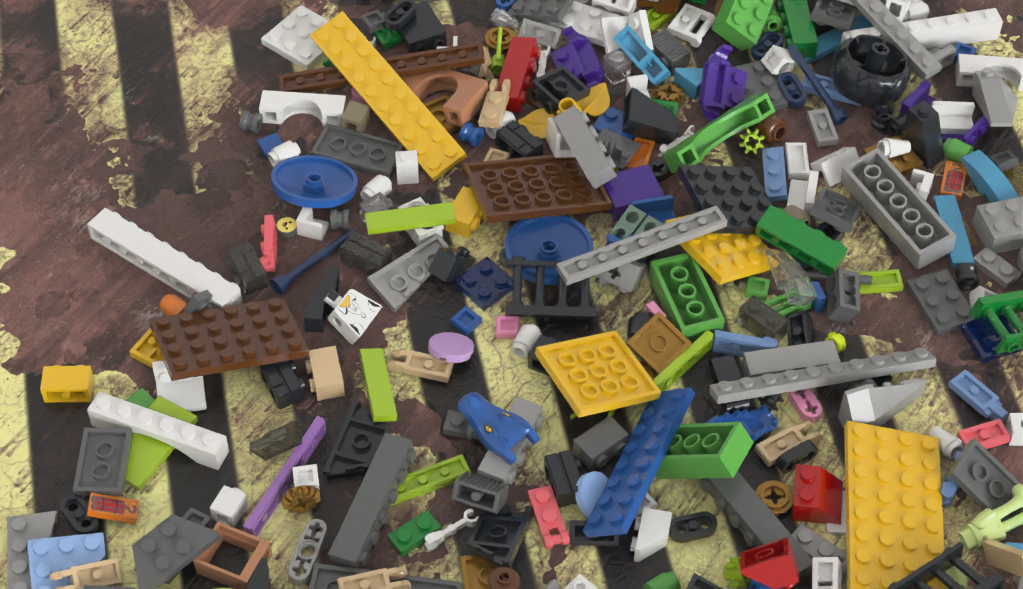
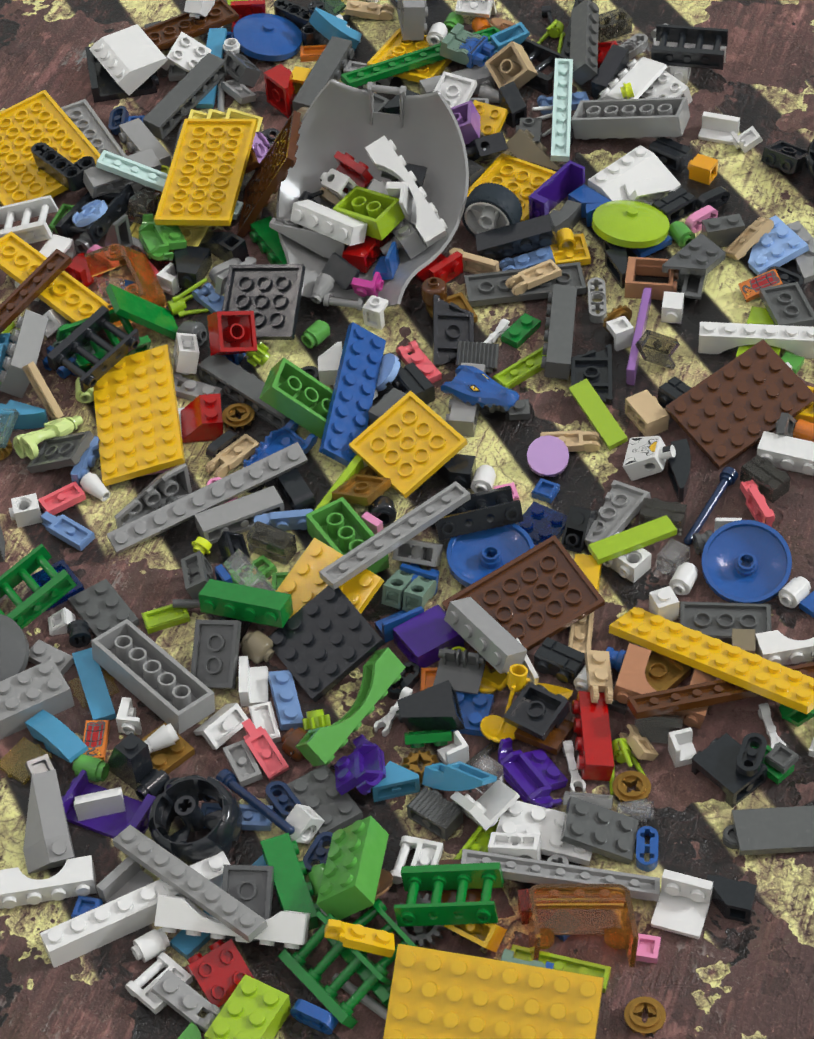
camera: 170 degrees right, 5 degrees down
(802, 128) = (264, 750): none -> coral hinge

